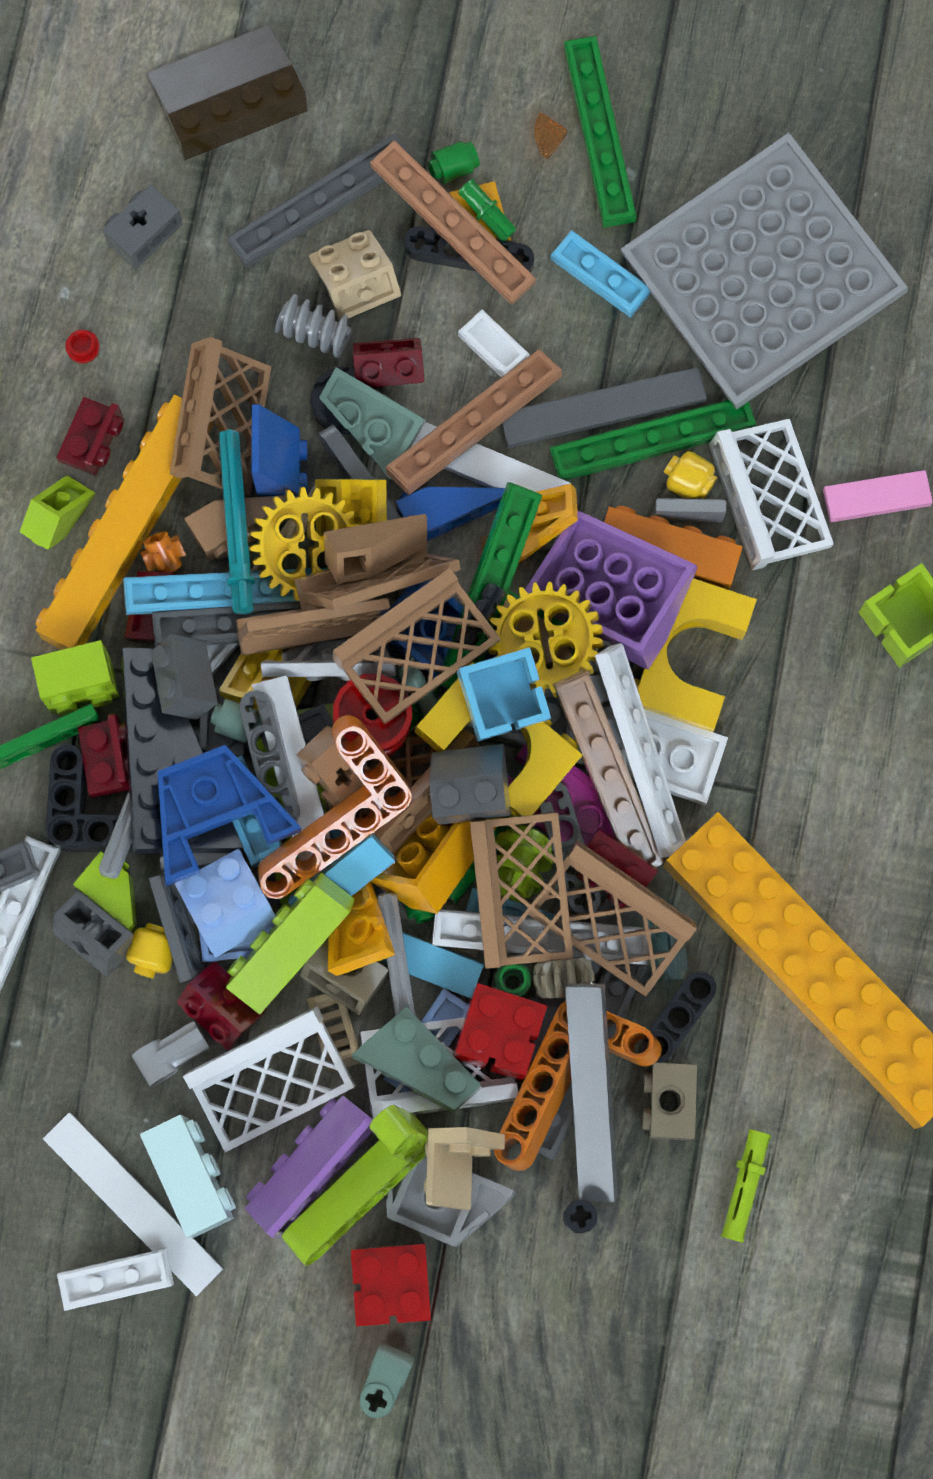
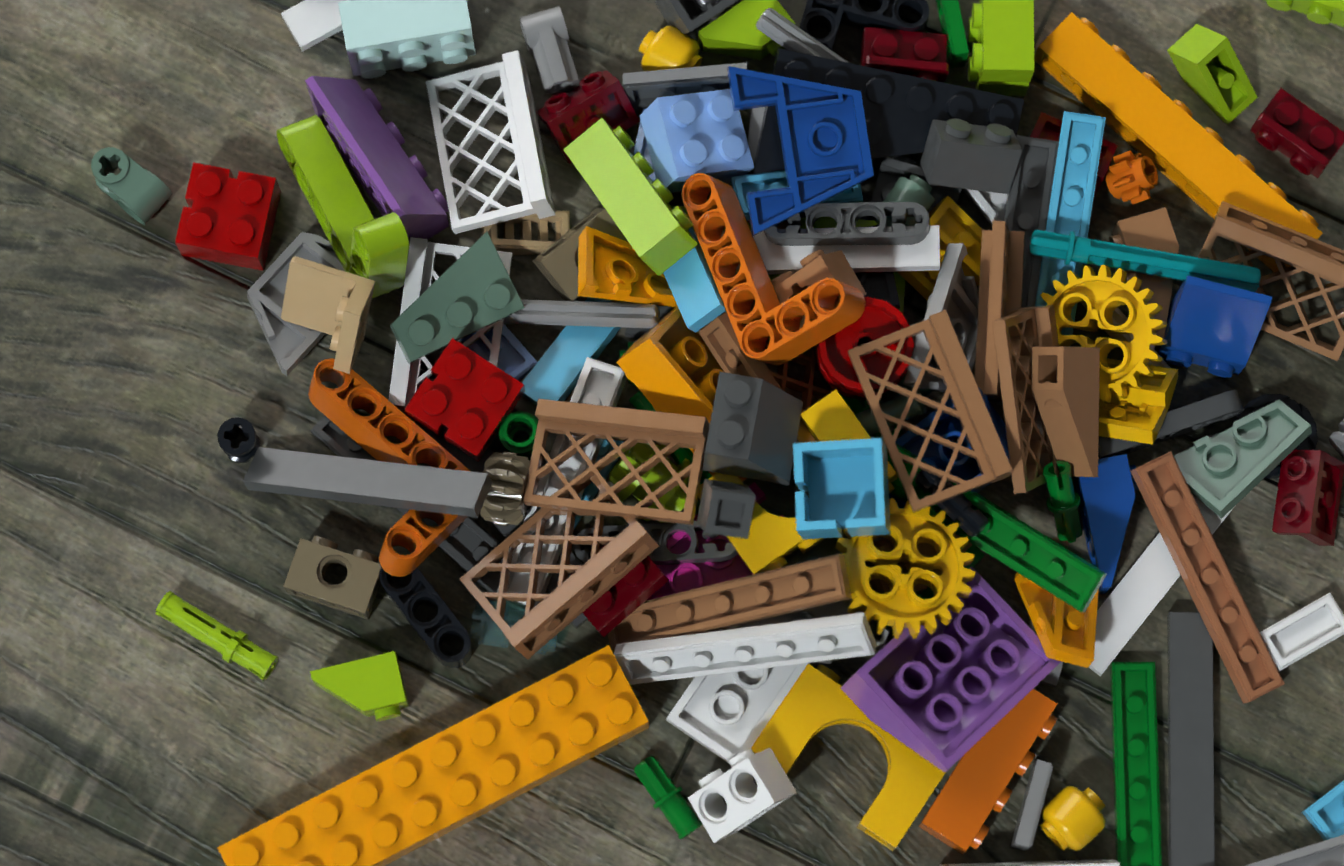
camera: 105 degrees right, 0 degrees up
(446, 540) = (1063, 501): none -> green axle
(543, 783) = (726, 508): none -> dark grey brick
(751, 726) = (743, 798): none -> white brick
(751, 1049) = (367, 685): none -> lime slope
(766, 787) = (667, 797): none -> green axle

